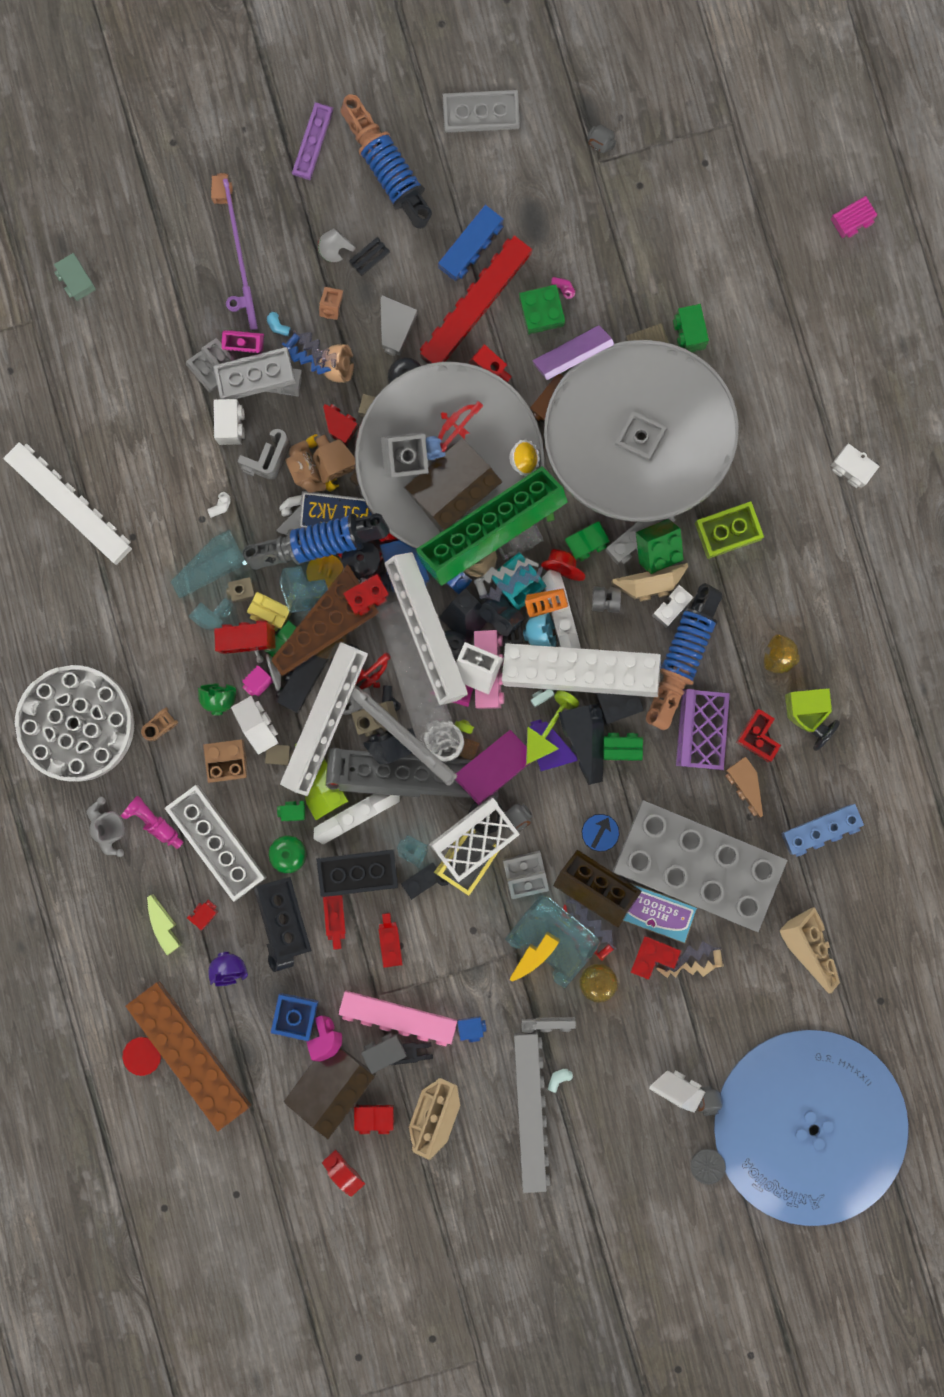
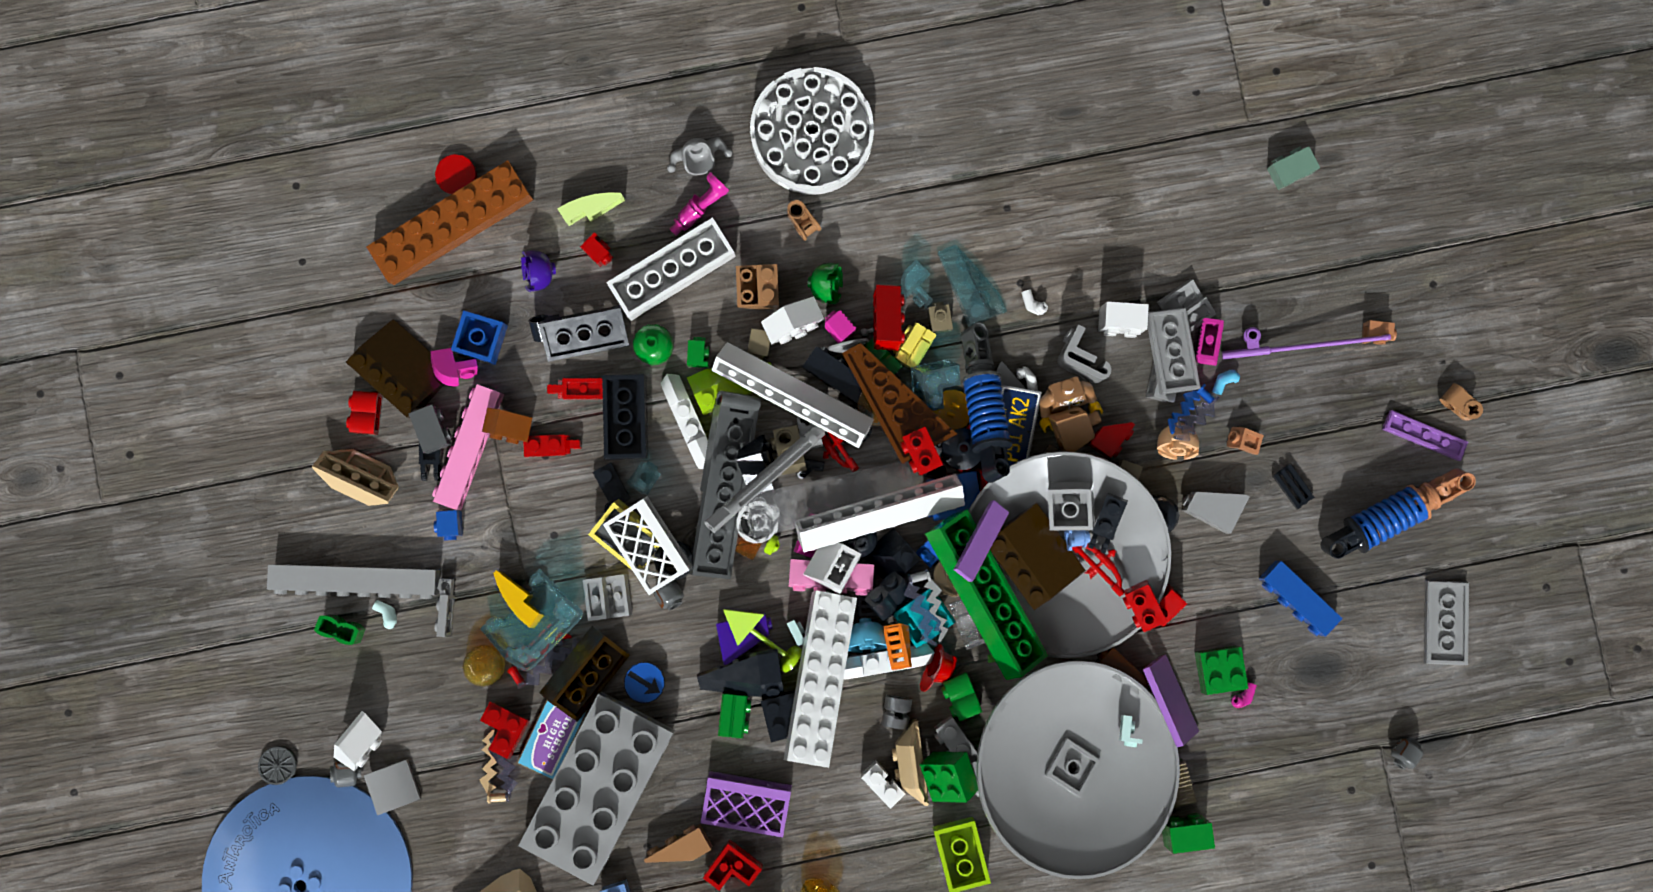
camera: 90 degrees right, 0 degrees up
(67, 503) = (1047, 142): white brick -> none
(278, 112) = (1459, 400): none -> medium nougat piece
(331, 243) = (1310, 445): light grey helmet -> none
(342, 1174) = (308, 374): red brick -> none
(374, 982) = (507, 425): none -> dark orange brick
(415, 420) = (1108, 520): none -> black hinge
(443, 533) = (981, 541): none -> medium lavender tile
(476, 302) = (1234, 599): red brick -> none
(489, 382) = (1145, 606): none -> red brick
(493, 767) = (724, 573): magenta tile -> none
(524, 457) = (1059, 636): yellow piece -> none
(575, 1124) = (342, 631): none -> green brick
(600, 389) = (1126, 728): none -> light aqua bracket
(683, 655) = (829, 792): piece -> none
(717, 1056) = (392, 787): none -> light grey slope

